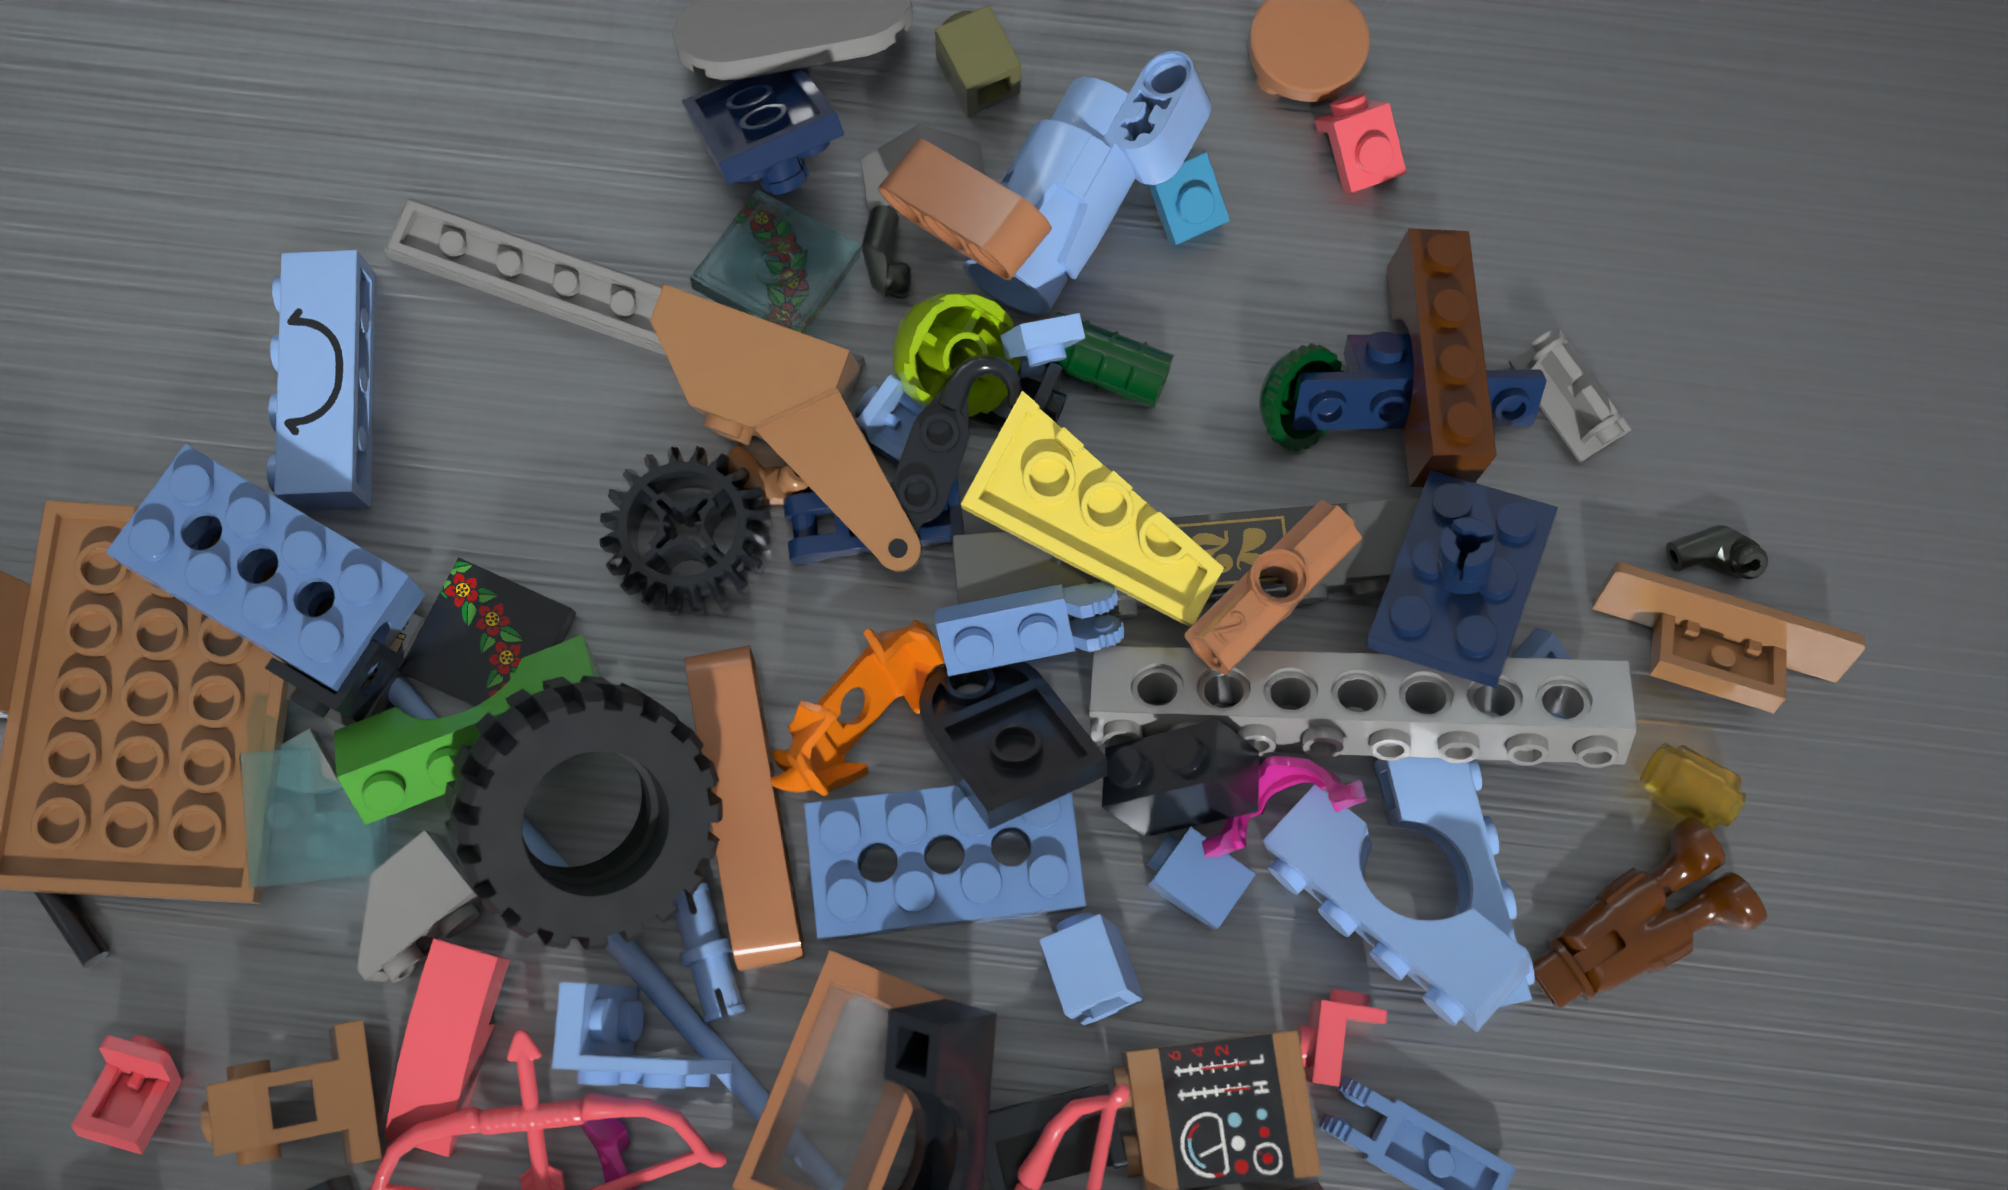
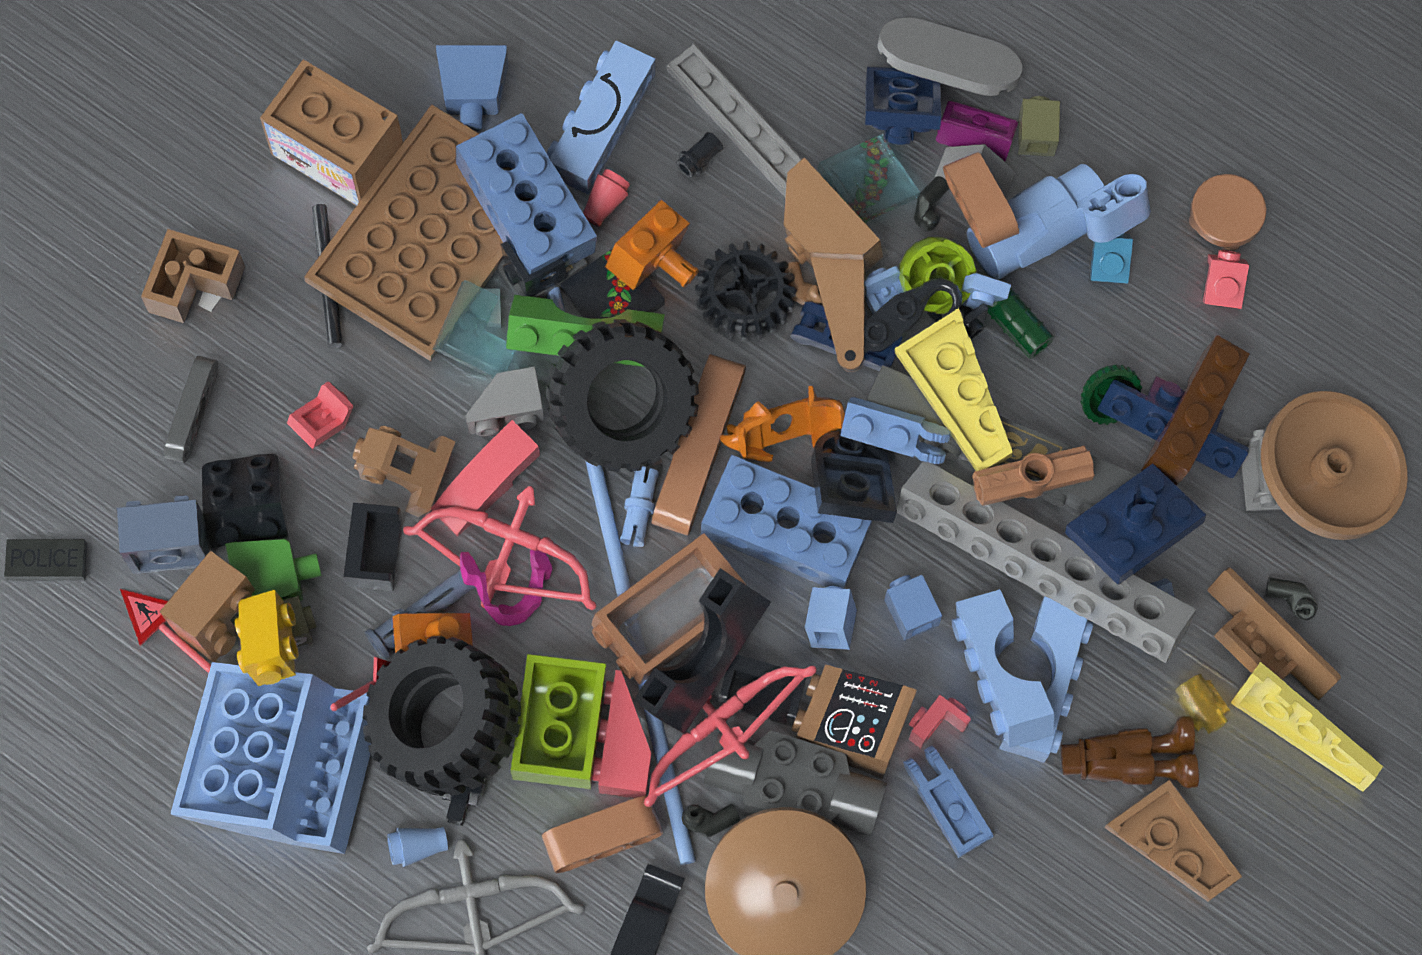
camera: 30 degrees right, 5 degrees down
(94, 428) = (472, 80): none -> medium blue torso
(396, 500) = (605, 196): none -> coral cone
(505, 360) = (693, 160): none -> black pin
(505, 540) = (650, 246): none -> orange brick
(598, 1038) = (569, 515): light blue bracket -> none
(888, 107) = (971, 126): none -> magenta slope
(1181, 778) = (930, 546): black brick -> none
(1275, 775) = (962, 580): dark pink helmet -> none
(1672, 331) = (1334, 465): none -> medium nougat dish
(1774, 1016) = (1176, 841): none -> medium nougat wing
(1847, 738) = (1298, 722): none -> light yellow wing

